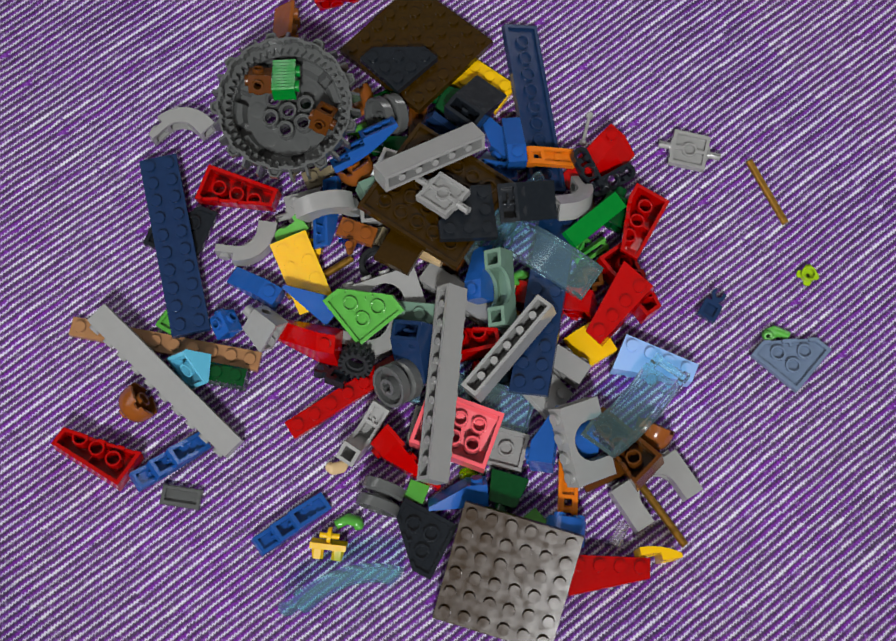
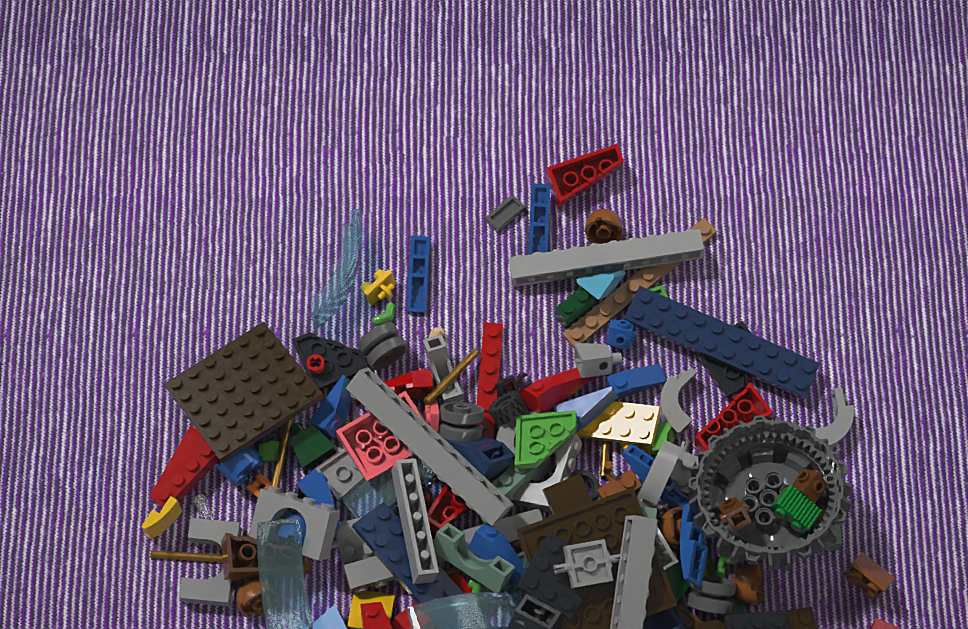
camera: 130 degrees right, 5 degrees down
(363, 422) = (450, 377): none -> pearl gold bar
(409, 409) = (432, 415): none -> coral plate
(431, 543) = (315, 370): none -> red bush
(540, 501) = (281, 453): none -> pearl gold bar

